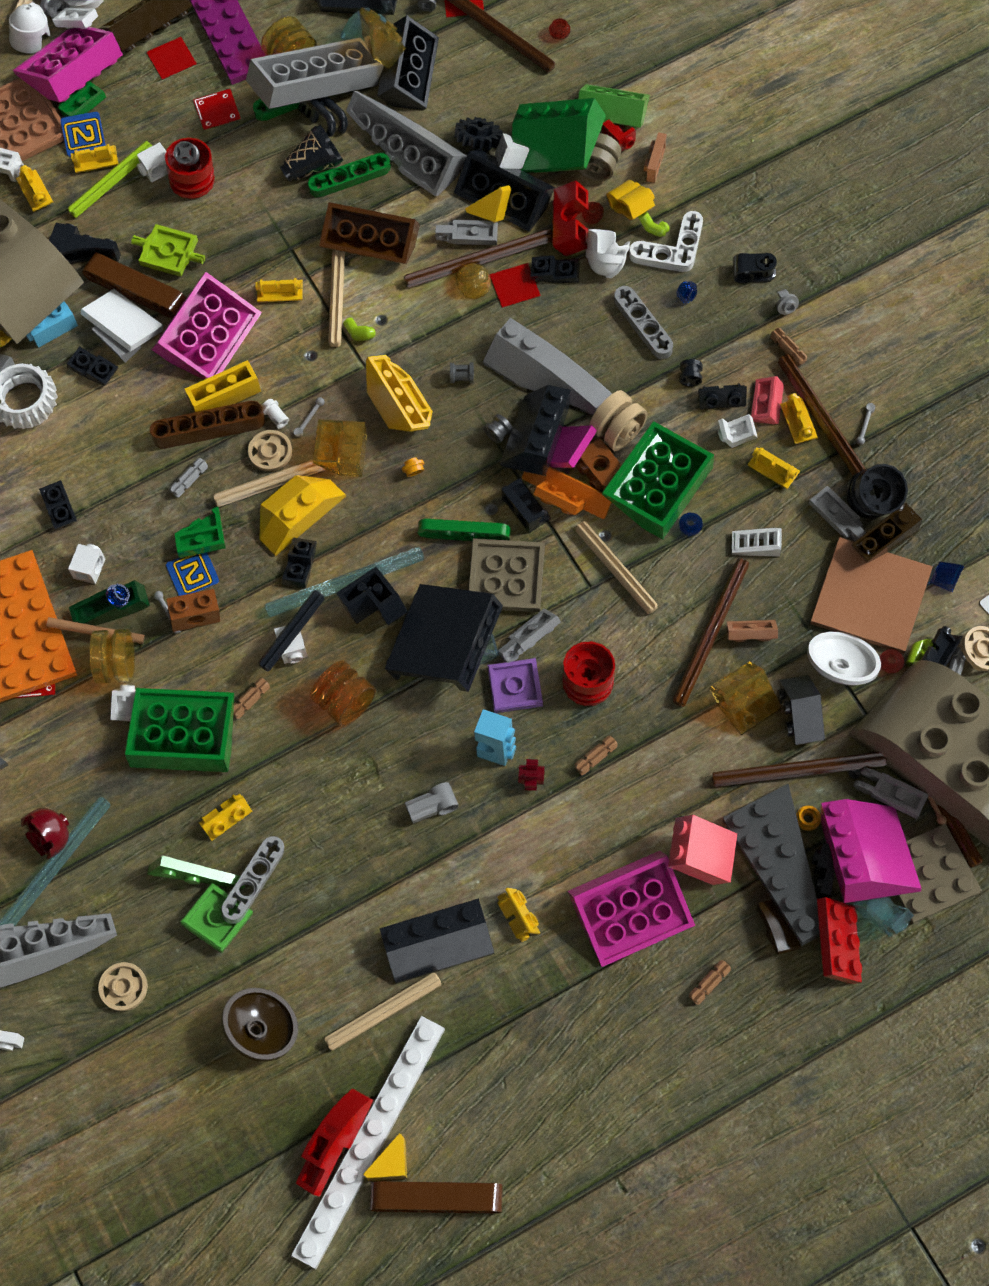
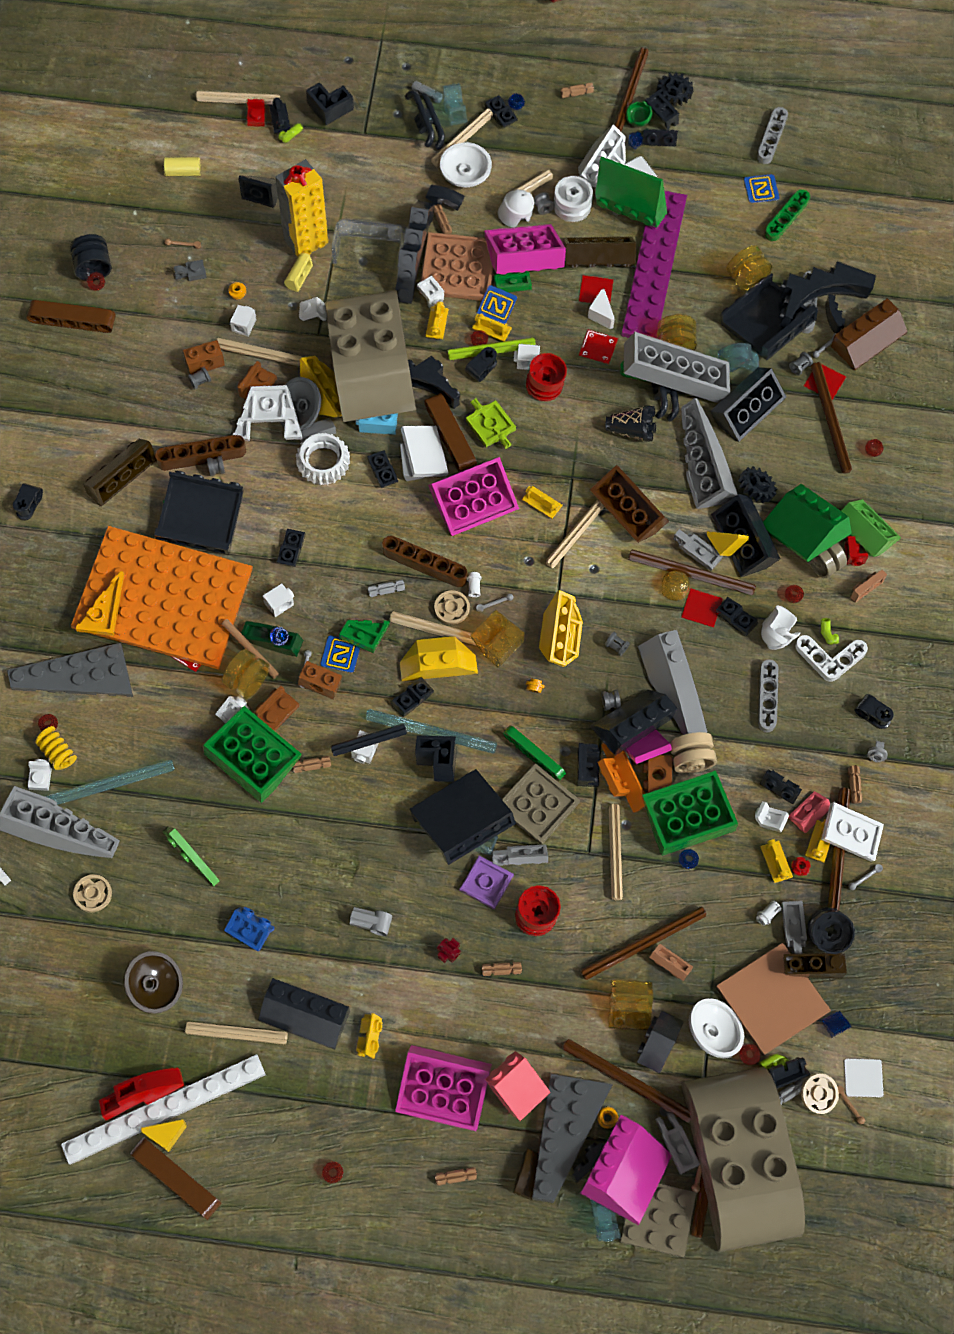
camera: 30 degrees right, 0 degrees up
(46, 831) = (121, 758): dark red cylinder -> none
(75, 18) = (552, 221): white plate -> none
(89, 182) = (479, 333): none -> clear red plate
(113, 198) = (482, 364): none -> black piece
(170, 668) = (276, 708): none -> dark orange bracket
(183, 150) = (545, 364): flat silver wheel -> none
(195, 72) = (601, 311): none -> white slope
(207, 922) = (181, 893): bright green plate -> none
(224, 388) = (452, 544): yellow brick -> none
(233, 811) = (229, 831): yellow hinge -> none
(250, 878) = (220, 882): light grey beam -> none
(314, 900) = (249, 928): none -> blue bracket
(342, 693) = (369, 805): clear orange wheel -> none
(351, 178) = (650, 451): green beam -> none
(359, 333) = (571, 568): lime arm -> none
(380, 38) = (741, 373): clear yellow slope -> none
(495, 738) = (441, 908): medium azure arch -> none
(510, 154) = (766, 514): white slope -> none
(568, 233) = (781, 576): red arch -> none
(588, 1062) = (332, 1165): none -> clear red plate
(630, 199) = (826, 604): yellow brick -> none
(687, 291) = (814, 695): clear blue plate -> none
(690, 372) = (771, 754): black wheel -> none
(756, 534) = (740, 908): white slope -> none
(797, 461) = (800, 871): none -> red plate
(804, 523) = (768, 913): none -> white pin
(822, 390) = (852, 832): none -> white tile
(839, 941) = (559, 1215): red plate -> none

